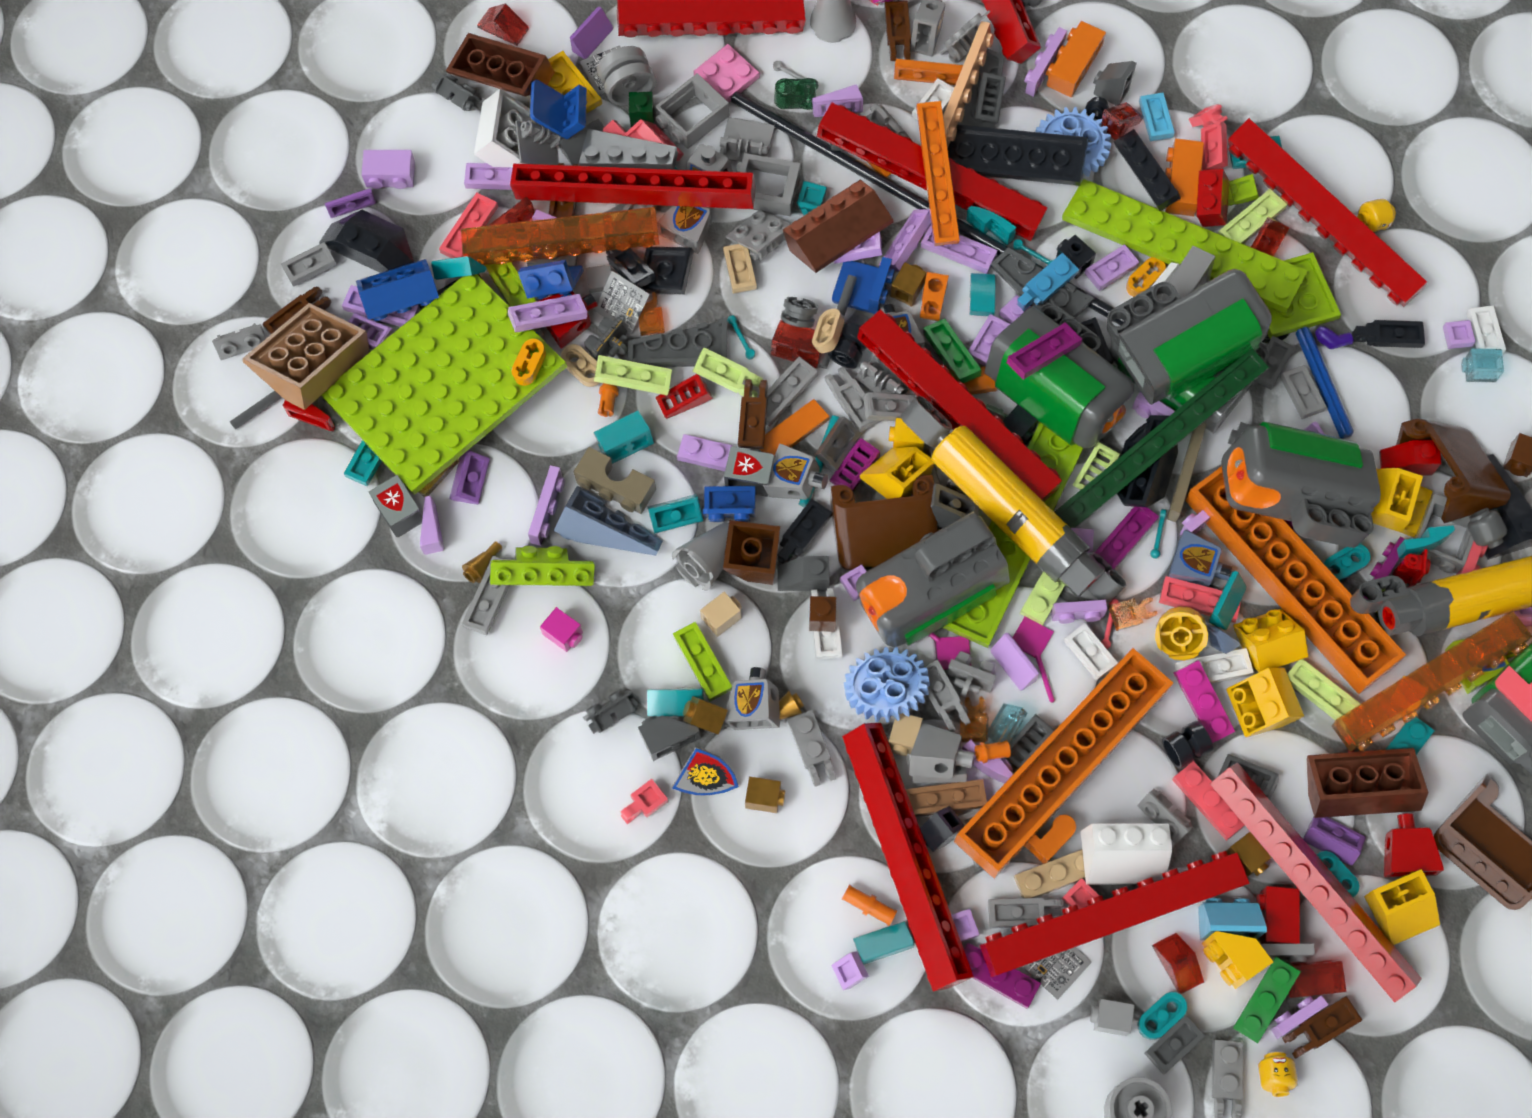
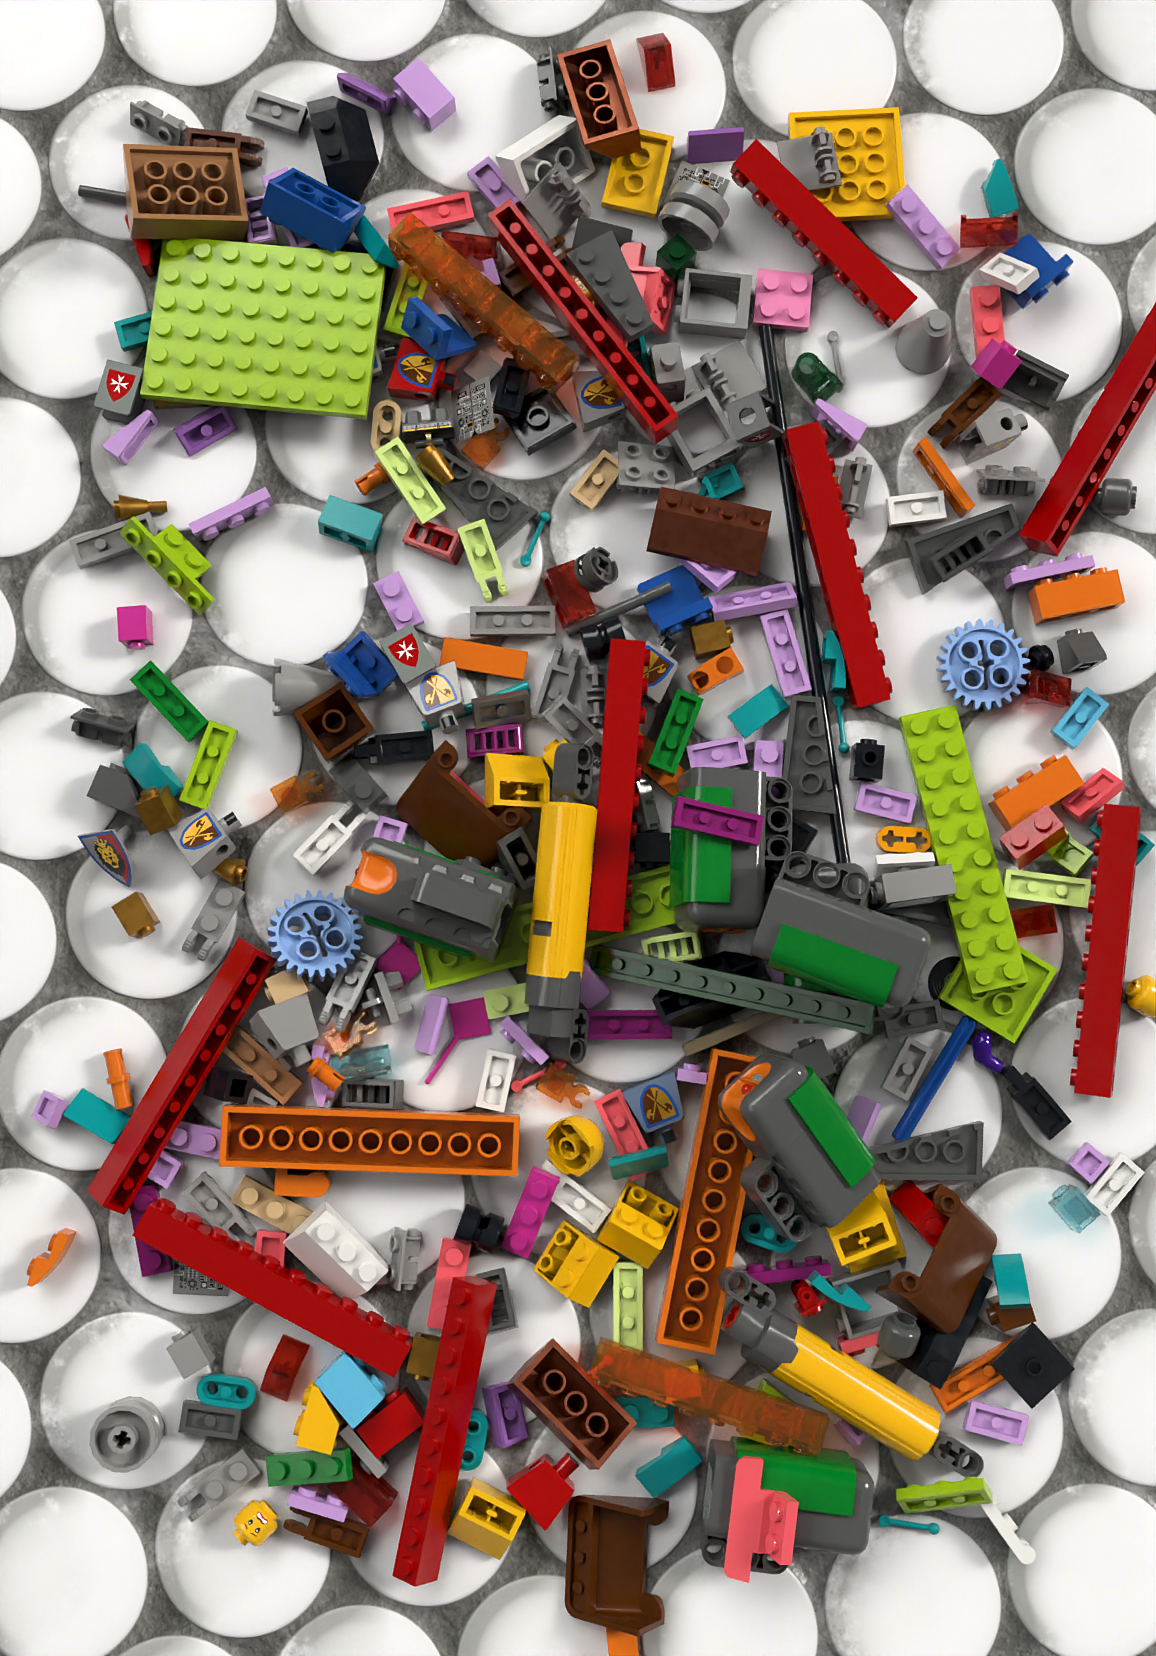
camera: 40 degrees right, 15 degrees up
(525, 360) = (333, 384): light orange beam -> none
(547, 313) = (395, 358): lavender plate -> none
(556, 111) = (601, 186): blue bracket -> none
(592, 523) = (253, 572): sand blue wedge -> none
(631, 492) = (297, 527): dark tan arch -> none
(634, 650) = (169, 701): none -> green plate
(637, 349) = (435, 464): none -> pearl gold cone
(646, 800) = (51, 823): coral plate -> none
(675, 513) = (322, 625): teal slope -> none
(721, 613) = (262, 744): tan brick -> none
(753, 416) = (461, 615): reddish brown hinge -> none
(772, 622) = (292, 793): none -> clear orange plate
(801, 147) = (760, 429): none -> dark grey piece
(822, 613) = (327, 830): reddish brown brick -> none
(828, 330) = (595, 611): tan plate -> none
(937, 173) = (831, 575): orange plate -> none
(961, 1069) = (46, 1263): none -> orange slope
(963, 886) = (196, 1139): none -> lavender plate
(968, 76) = (941, 525): light nougat plate -> none
(1020, 154) = (920, 624): black plate -> none
(1047, 282) = (814, 760): dark azure hinge -> none
(1147, 170) = (1011, 755): black plate -> none
(1155, 553) = (638, 1061): teal hinge -> none
(1208, 116) = (1119, 764): coral plate -> none
(1221, 640) = (602, 1183): sand blue slope -> none
(1380, 414) = (937, 1155): none -> dark grey wing
(1462, 755) = (671, 1466): none -> teal slope
(1503, 436) = (1010, 1281): none -> teal slope

